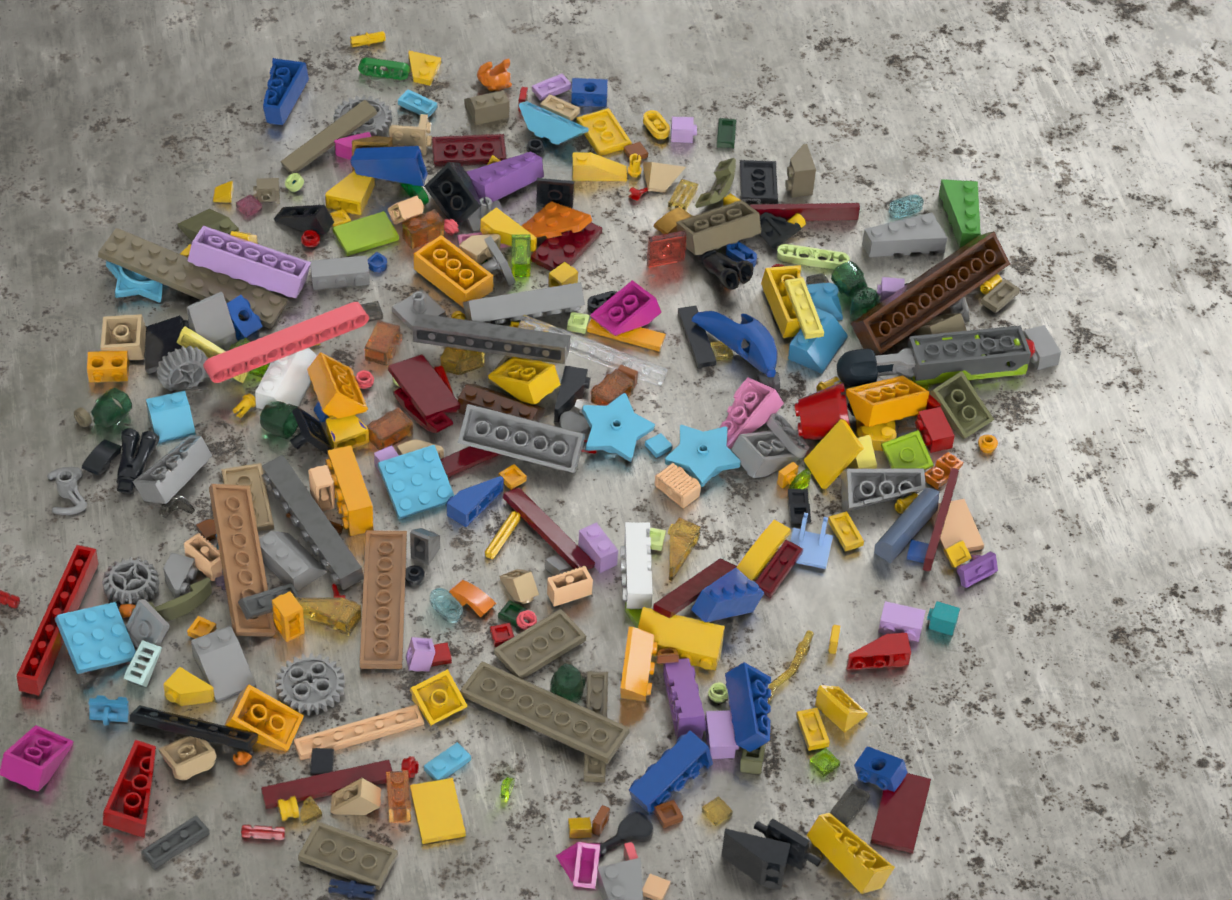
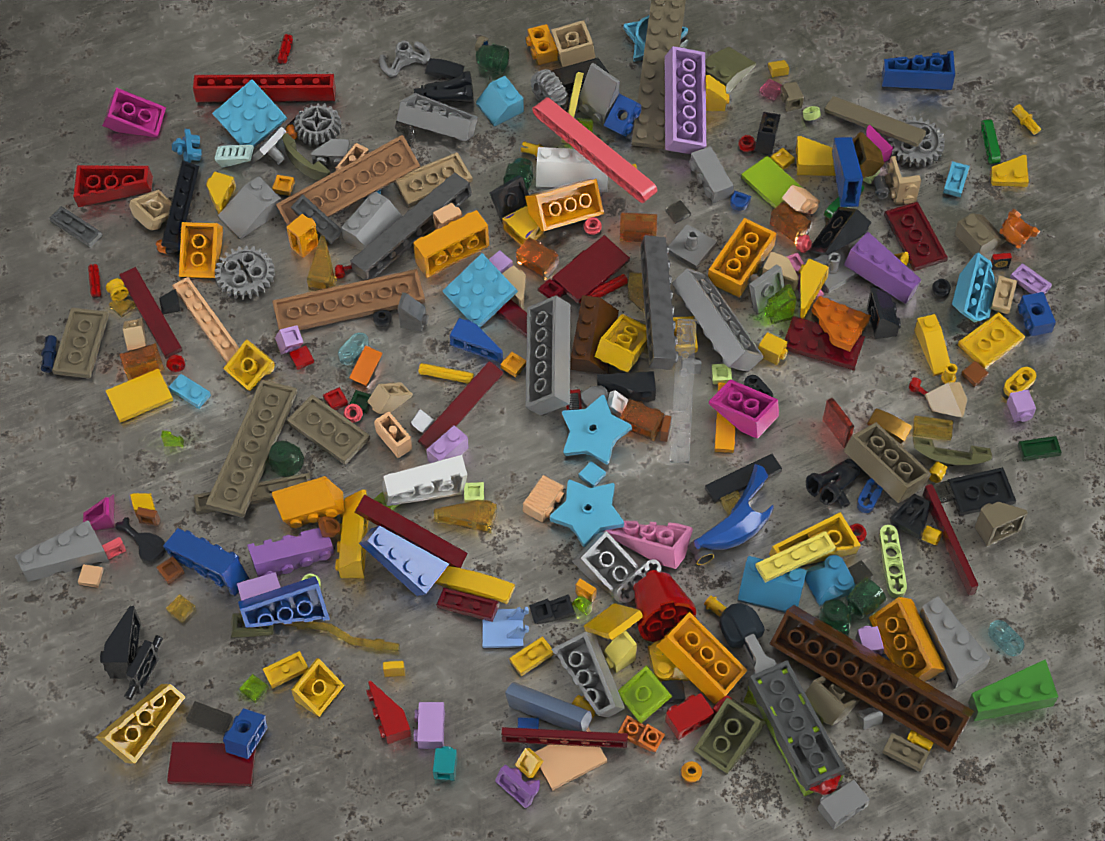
camera: 80 degrees right, 10 degrees up
(895, 264) = (907, 639): none -> light orange slope

